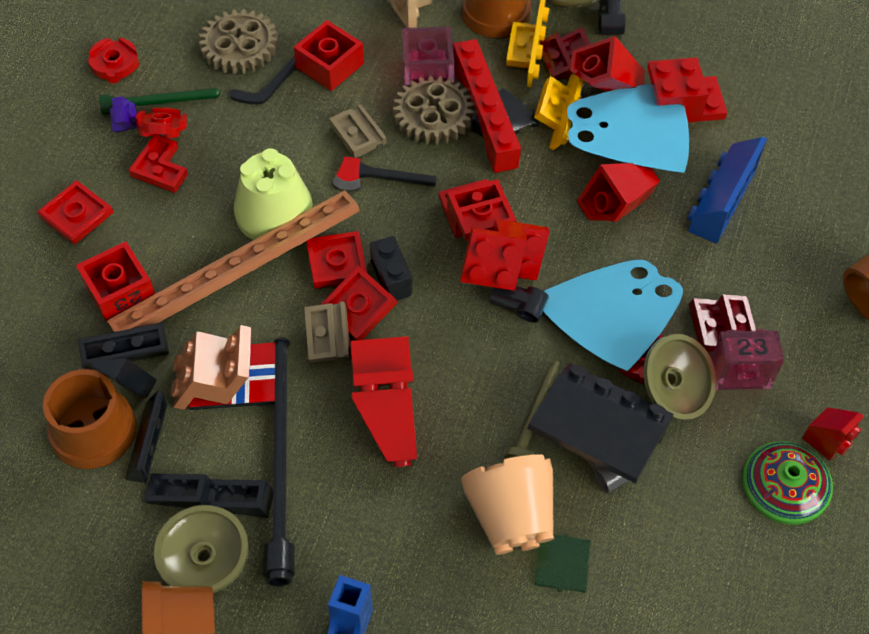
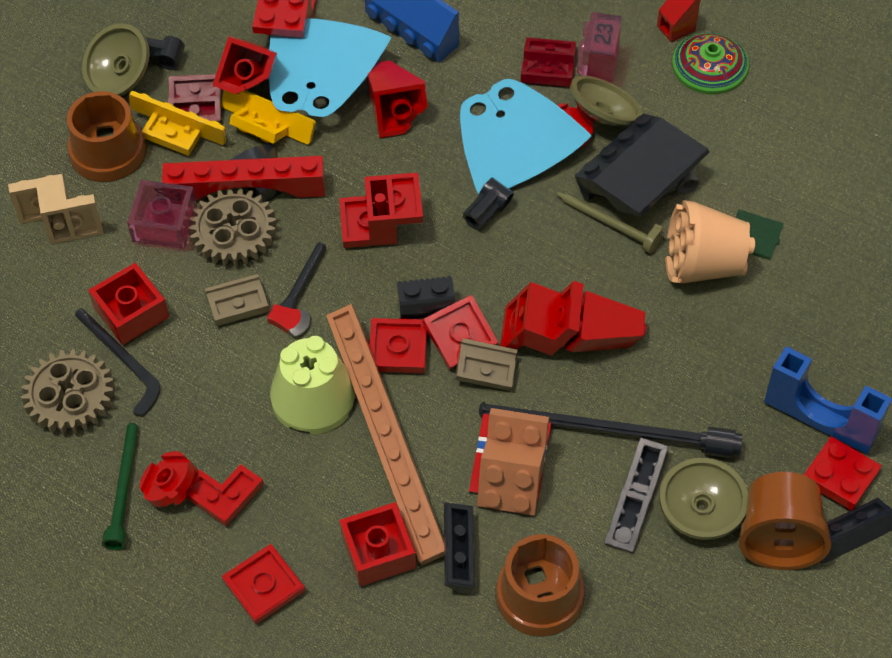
camera: 75 degrees left, 0 degrees up
(116, 69) = (50, 540): red plate -> none
(122, 114) = (144, 517): dark purple bracket -> none
(127, 375) = (512, 531): black slope -> none
(147, 439) = (588, 546): black slope -> none
(504, 254) = (451, 192): red bracket -> none

